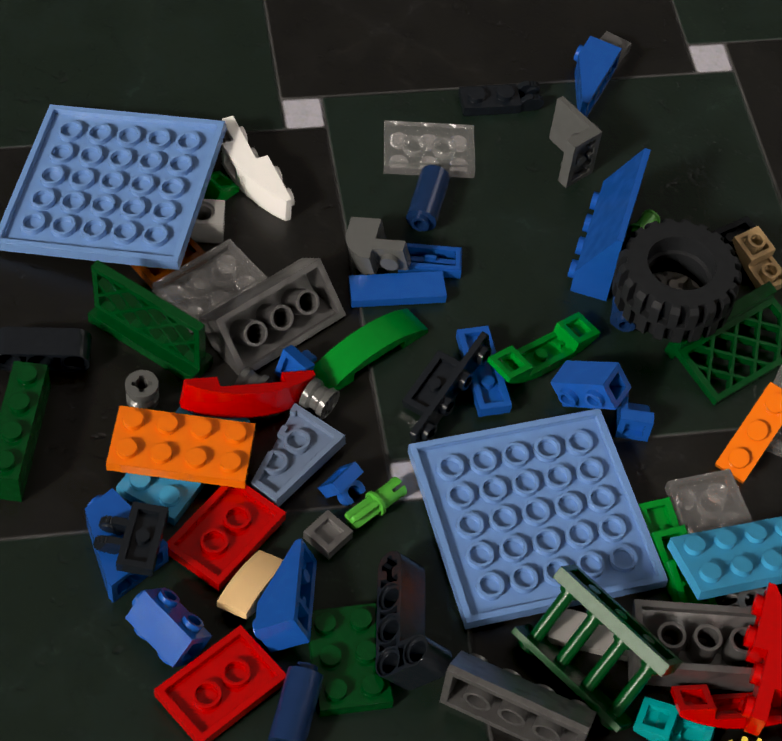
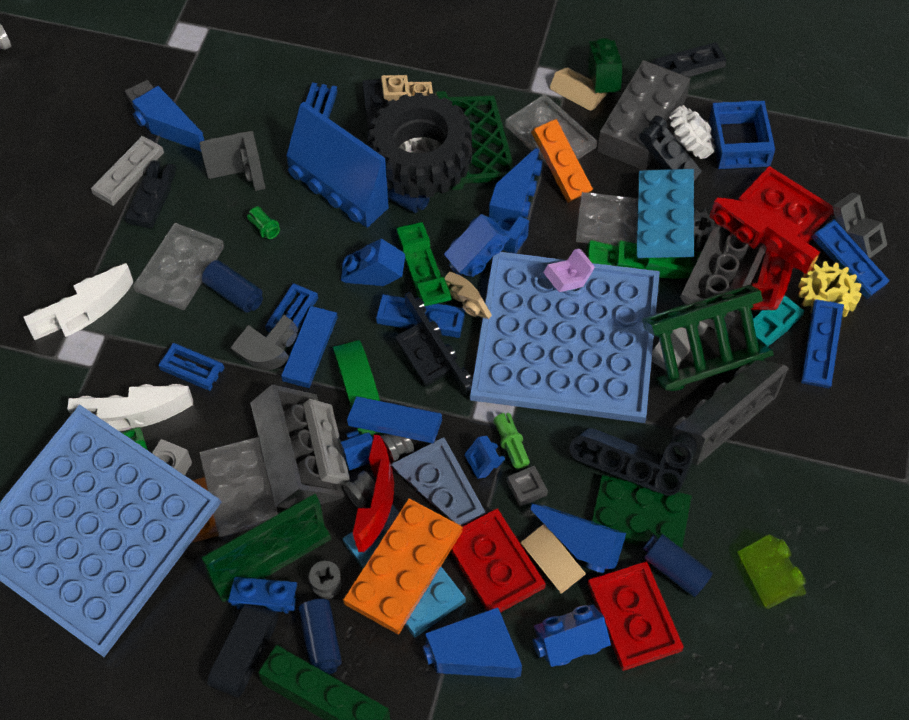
camera: 60 degrees left, 5 degrees up
(79, 406) = (320, 635): none -> dark blue brick
(103, 344) = (269, 593): none -> blue hinge
(141, 538) = (492, 624): black hinge -> none
(300, 331) = (326, 442): none -> light grey tile
(324, 221) = (210, 376): none -> blue tile
(337, 380) = (394, 419): none -> blue tile
(348, 96) = (92, 300): none -> white slope
(516, 202) = (268, 227): none -> green pin
(517, 69) = (127, 170): none -> light grey tile
(520, 306) = (373, 265): none -> blue slope
(524, 400) = (466, 293): none -> tan slope
(604, 482) = (570, 273): none -> lavender bracket
(690, 403) = (514, 189): none -> blue slope
(691, 190) = (322, 91): none -> blue tile

